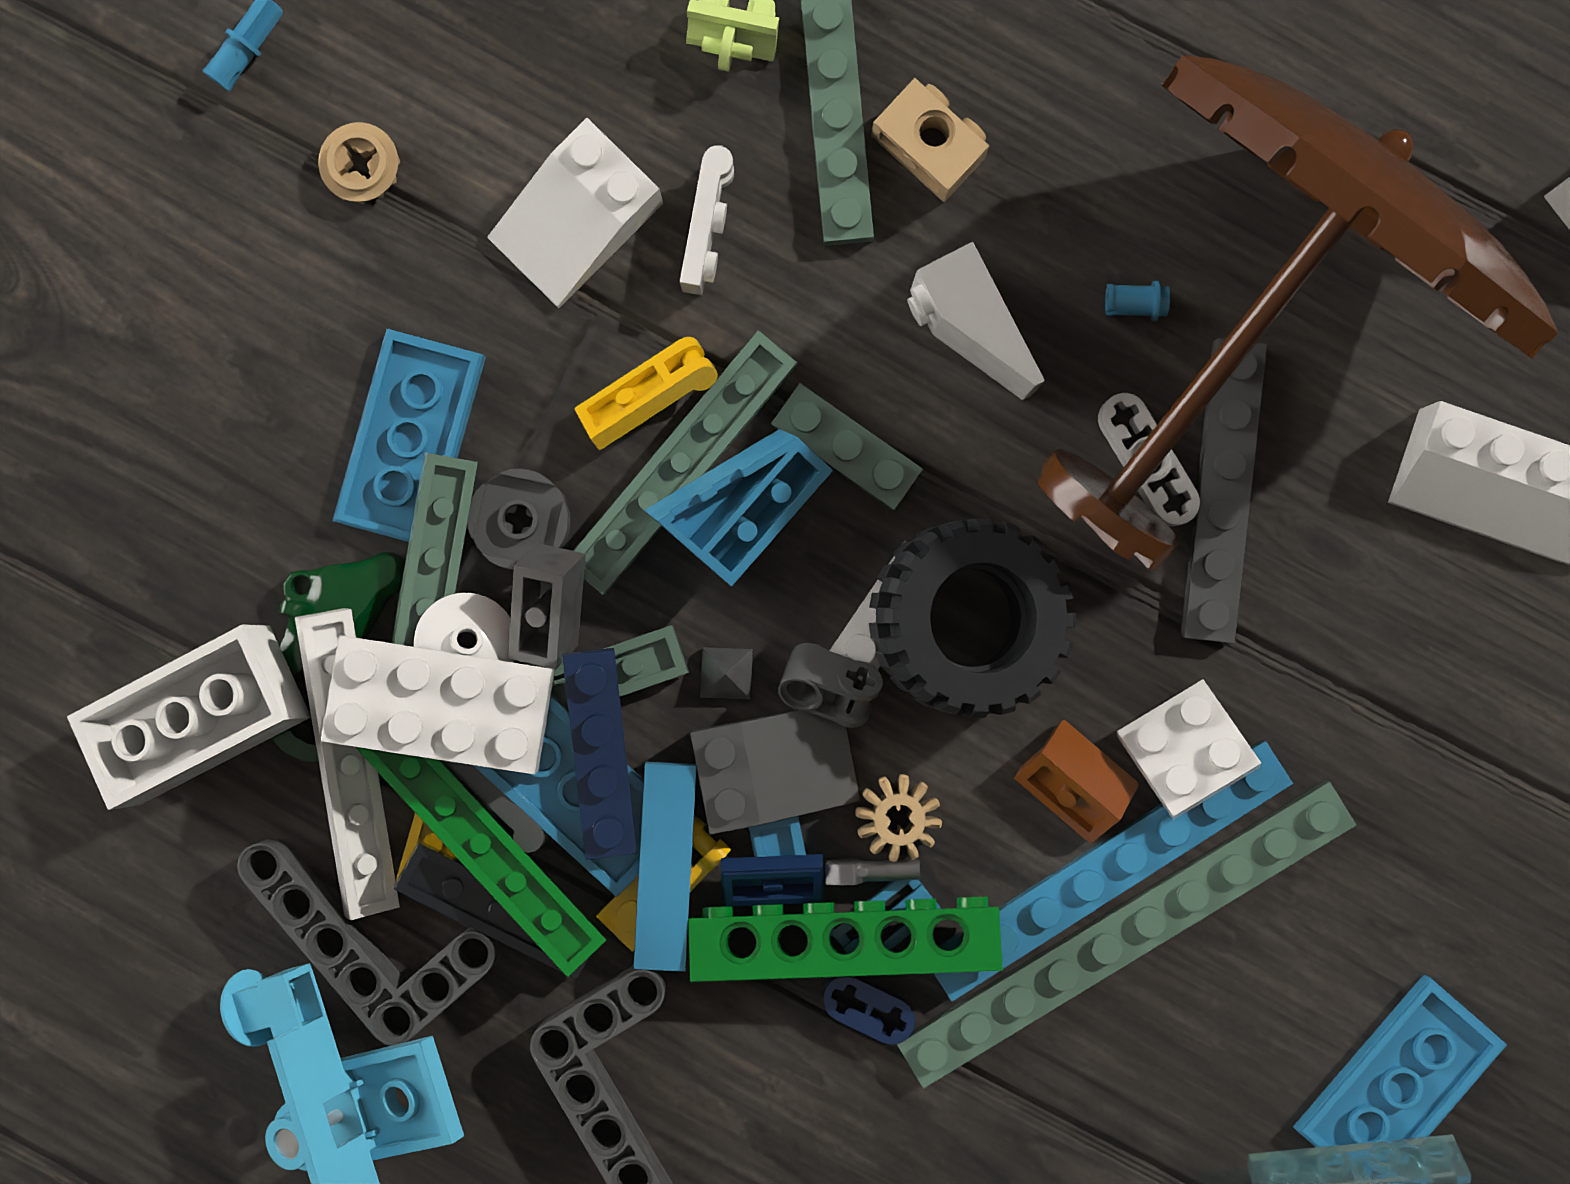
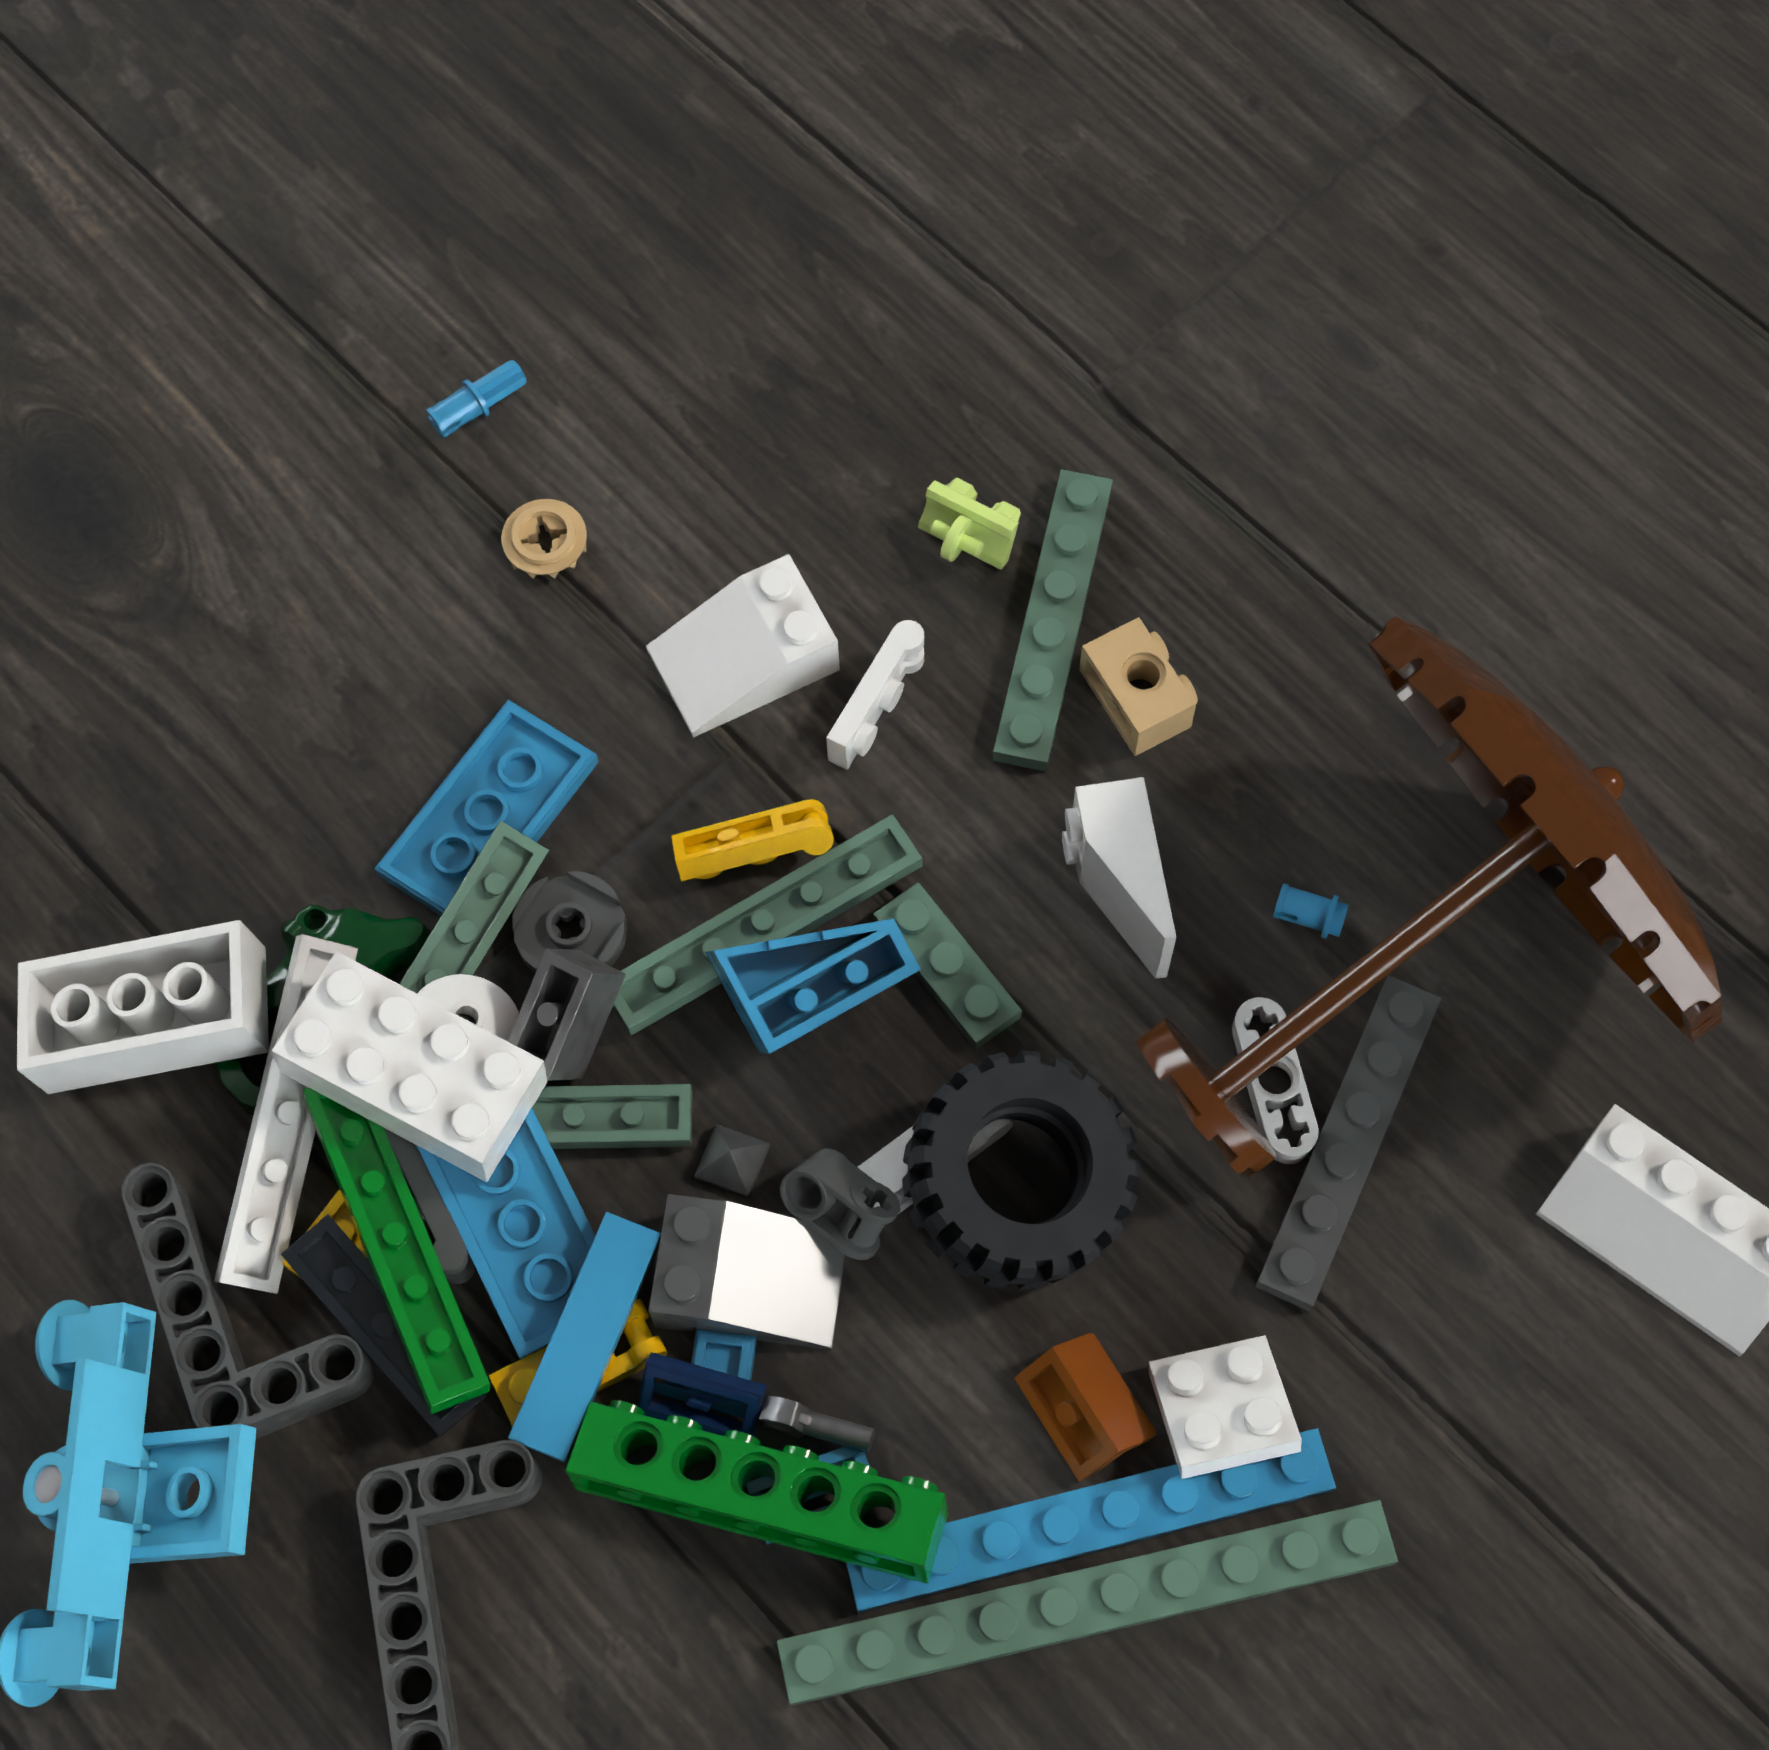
camera: 15 degrees right, 20 degrees down
(599, 753) = (560, 1186): dark blue plate -> none
(863, 1019) = (769, 1577): dark blue beam -> none
(915, 813) = (890, 1375): tan gear -> none

